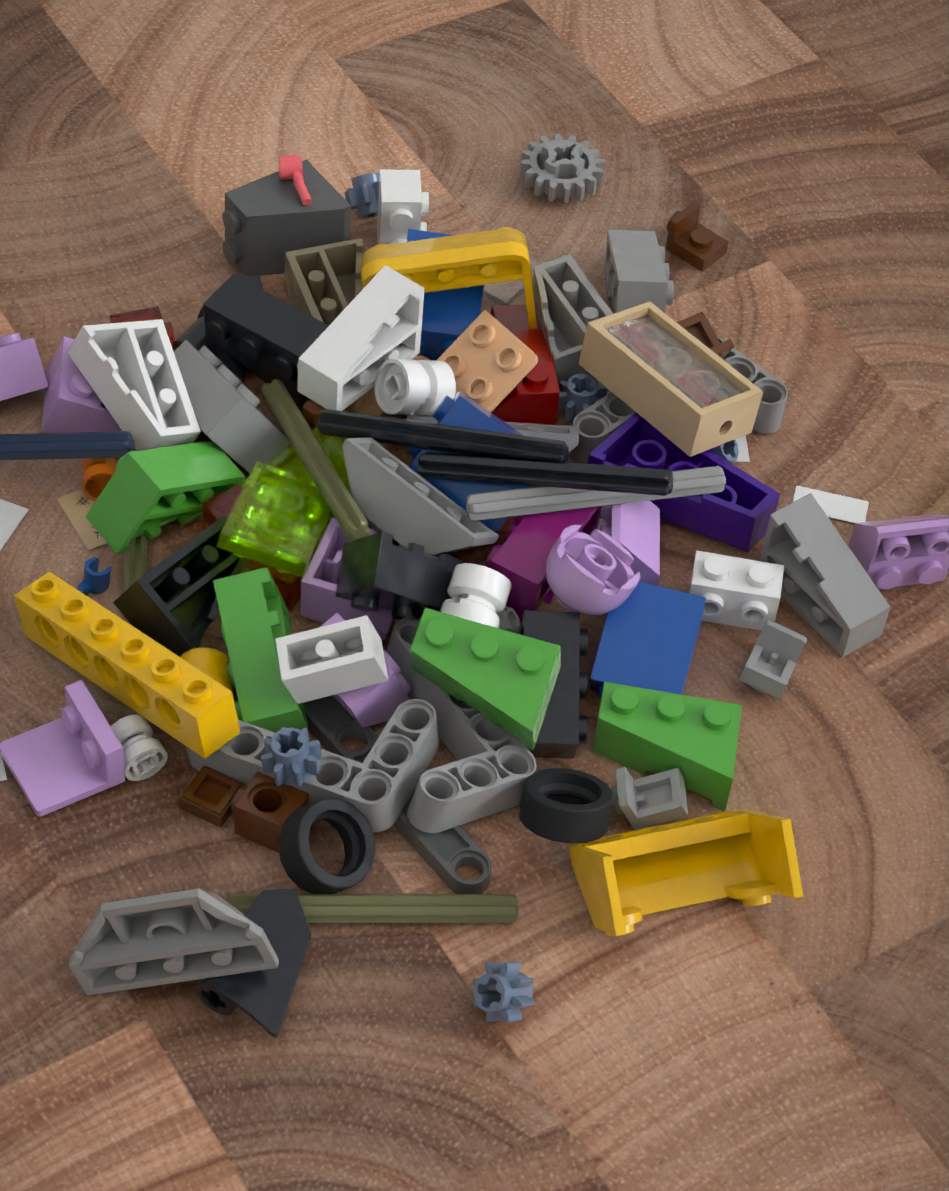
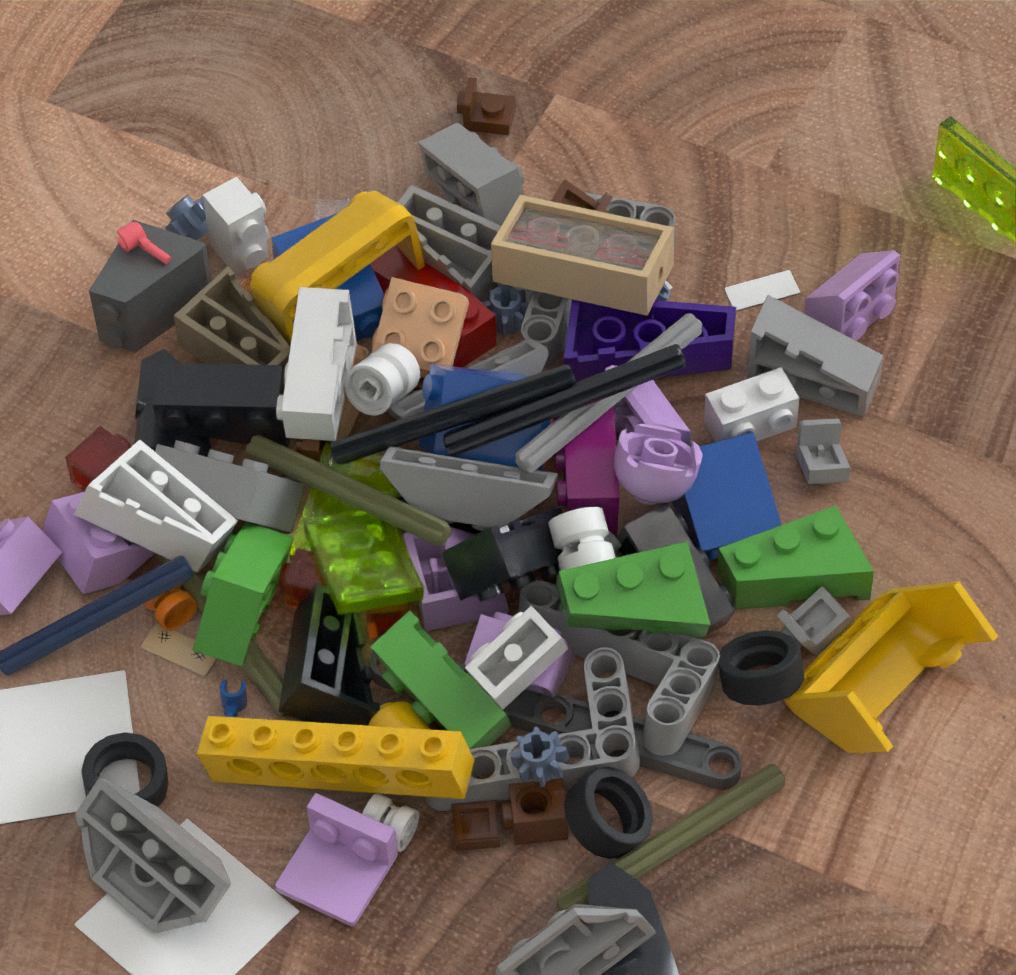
camera: 25 degrees left, 5 degrees up
(503, 991) = (817, 854): sand blue gear -> none
(561, 168) = (329, 103): light grey gear -> none

